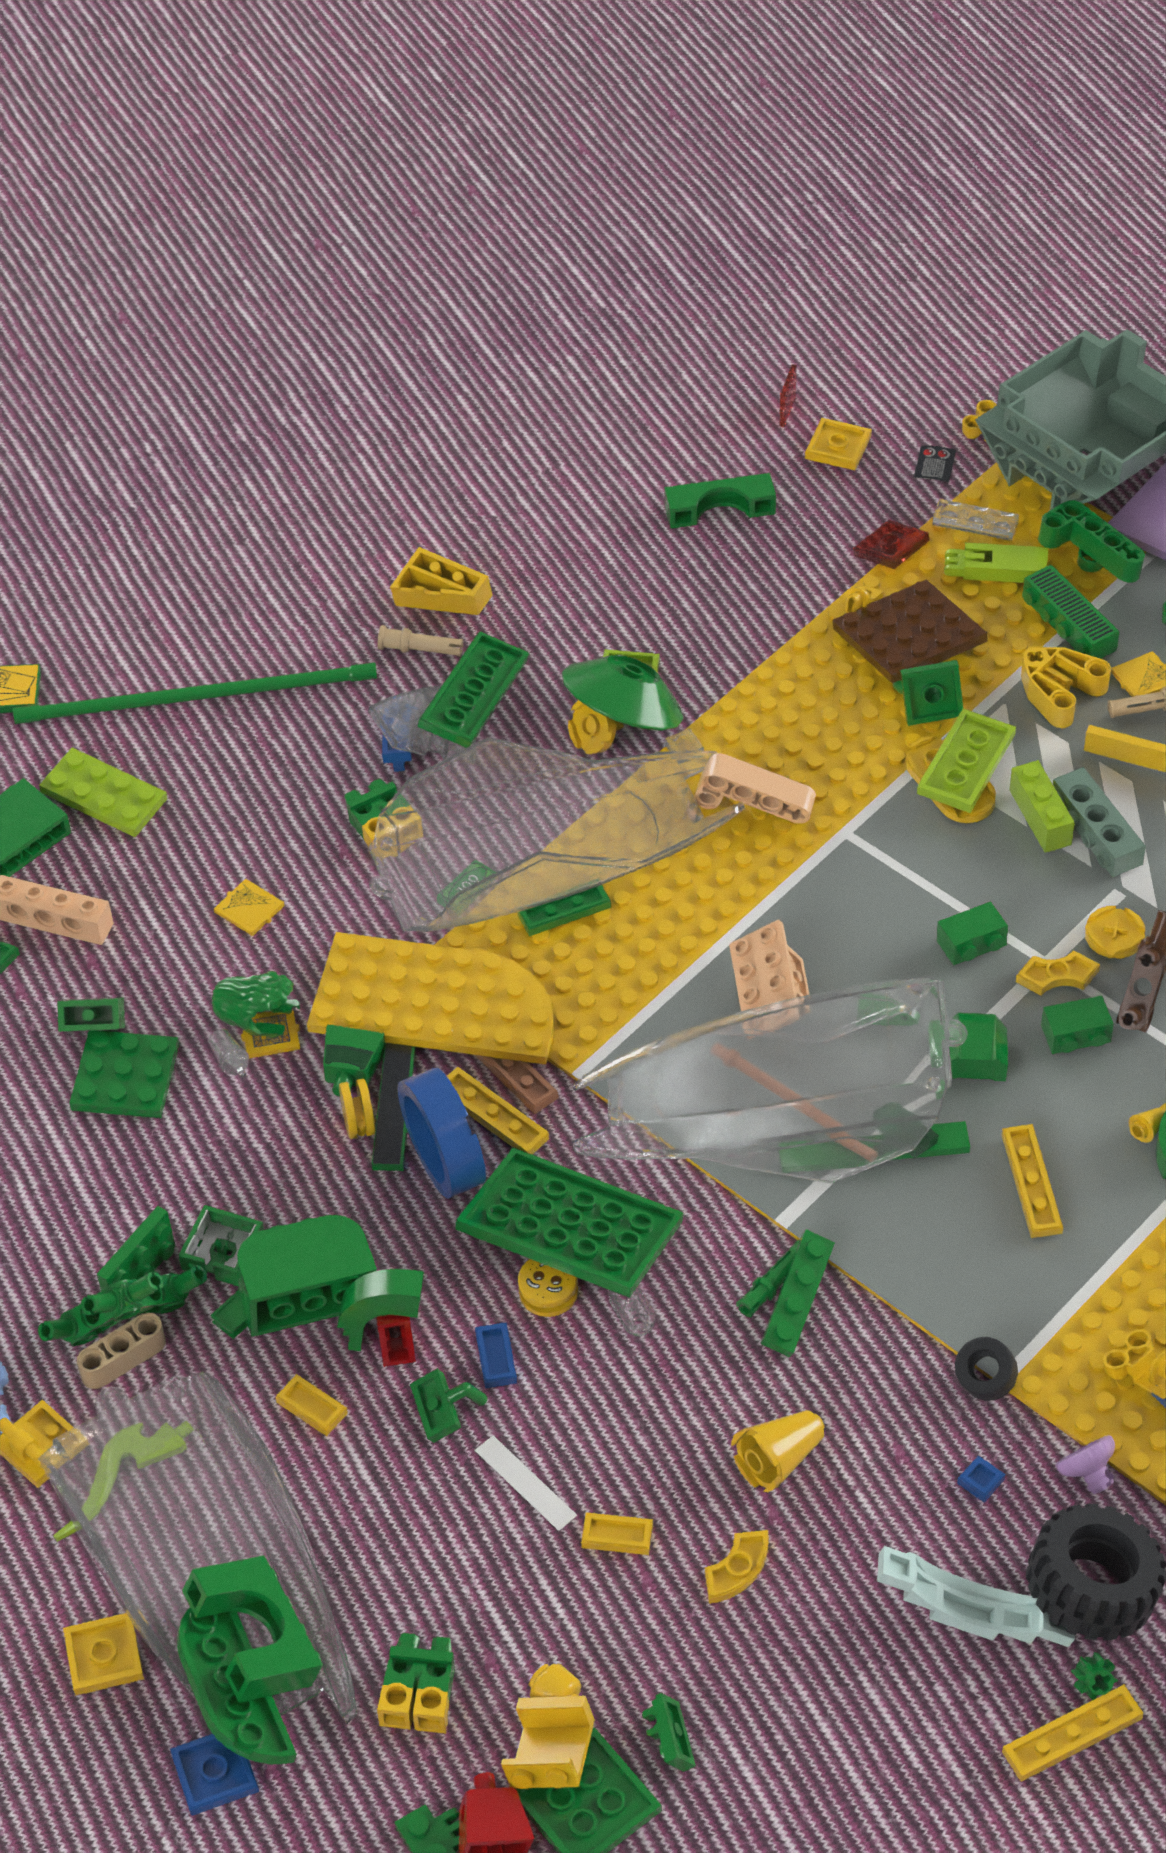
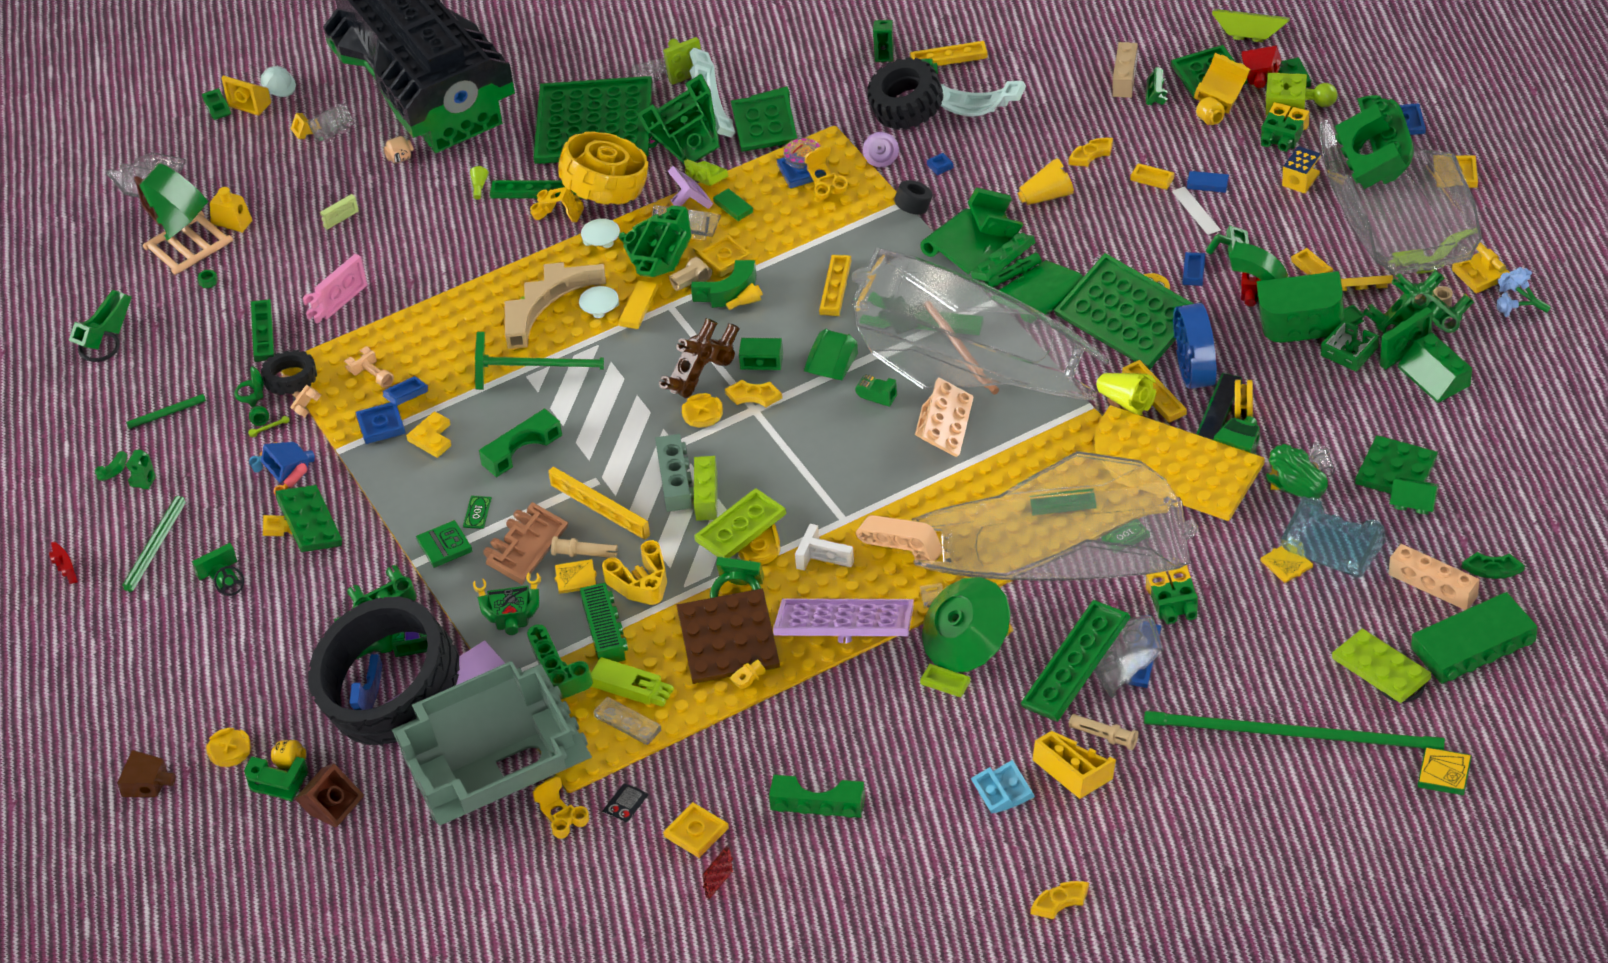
camera: 160 degrees left, 5 degrees down
(79, 1235) = (1436, 368): none -> green slope
(183, 936) = (1331, 539): none -> clear light blue windscreen
(256, 1364) = (1361, 282): none -> yellow plate
(365, 1583) = (1299, 170): none -> piece
(415, 471) = (1058, 898): none -> yellow tile
(417, 1779) = (1292, 91): none -> lime brick
(516, 562) = (1002, 787): none -> medium azure slope
(520, 1541) = (1207, 181): none -> blue tile
(527, 1072) = (1128, 390): none -> neon yellow cone
(719, 1250) = (1043, 286): none -> green door
(737, 1759) = (1125, 69): none -> tan brick
(801, 639) = (844, 617): none -> lavender piece
(839, 1356) = (990, 215): none -> green panel
(845, 761) = (822, 550): none -> white bracket
(868, 1302) = (962, 242): none -> green door
(891, 544) = (700, 724): clear red tile -> none
(972, 933) = (796, 421): green brick -> none

